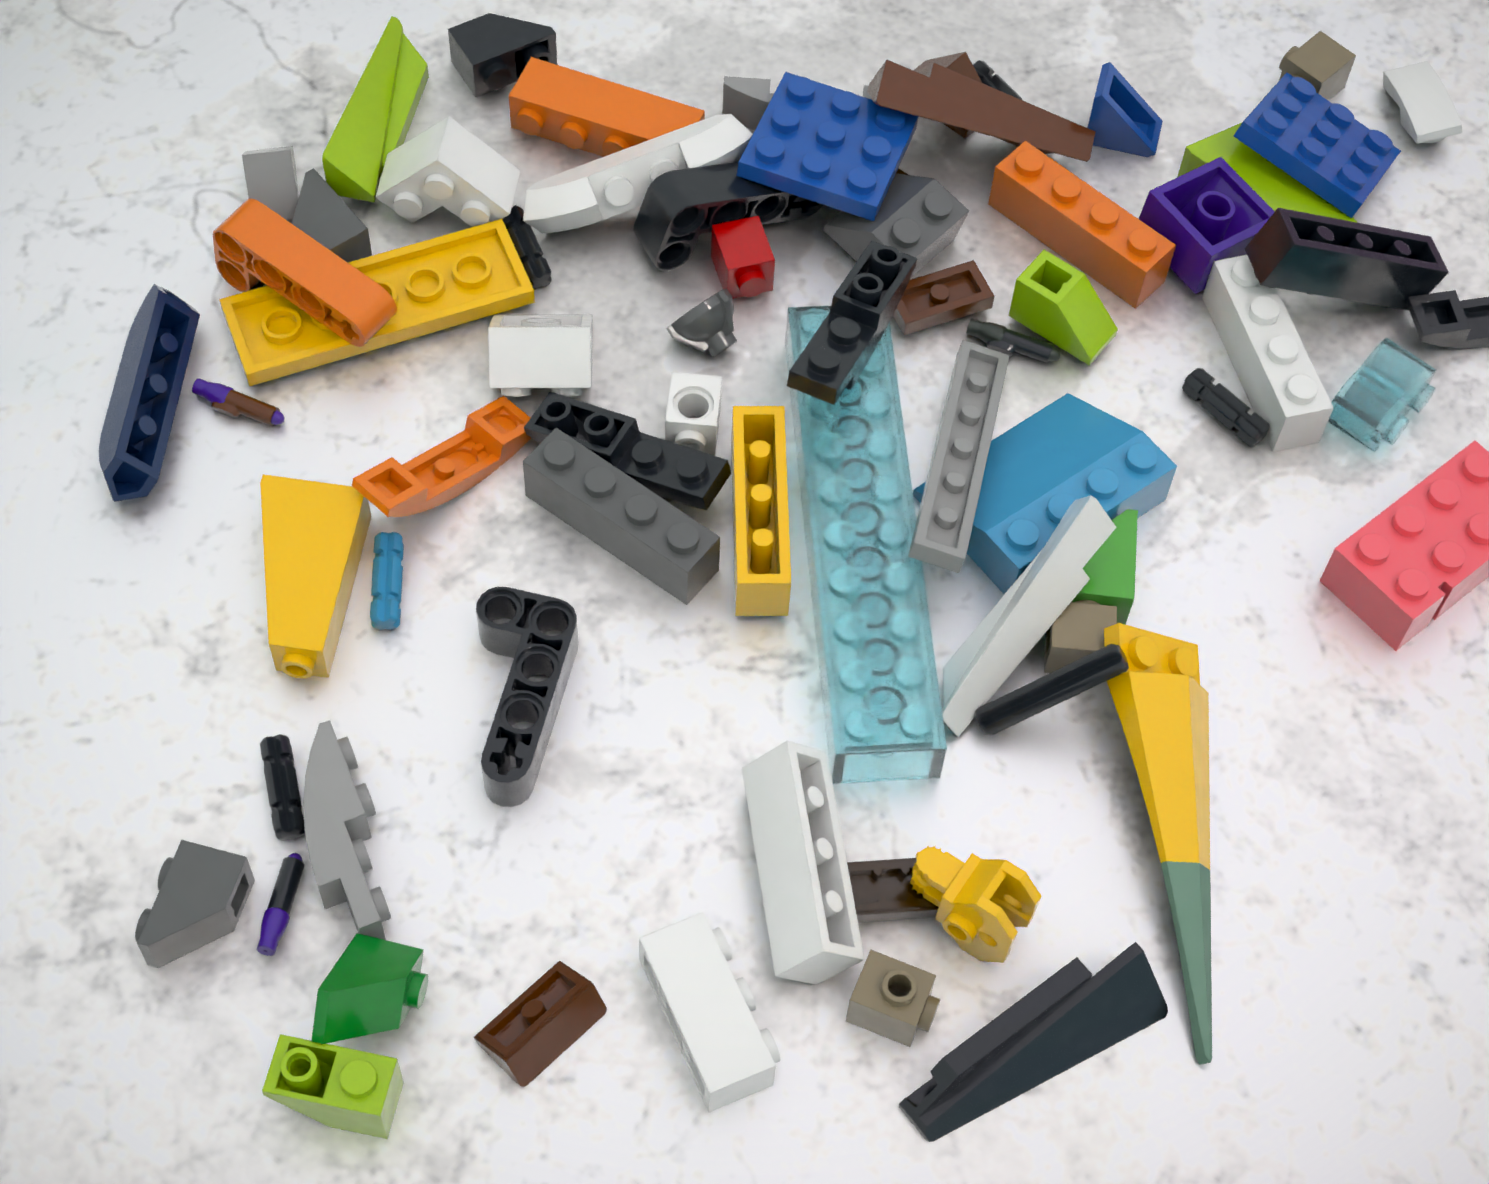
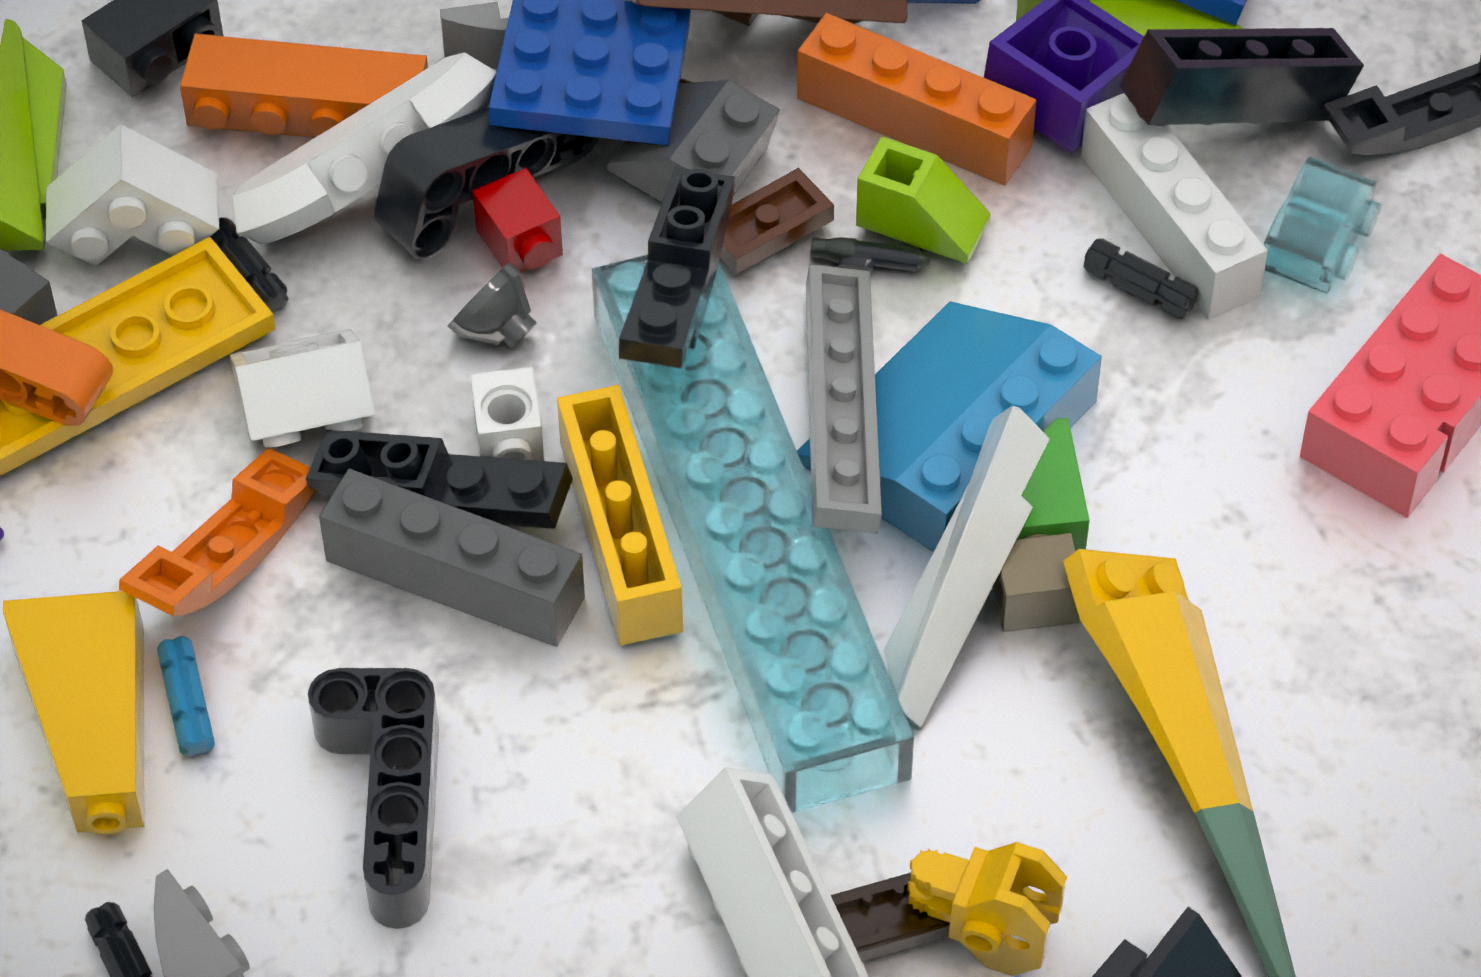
camera: 10 degrees left, 5 degrees down
(1052, 689) = (1019, 644): black axle -> none

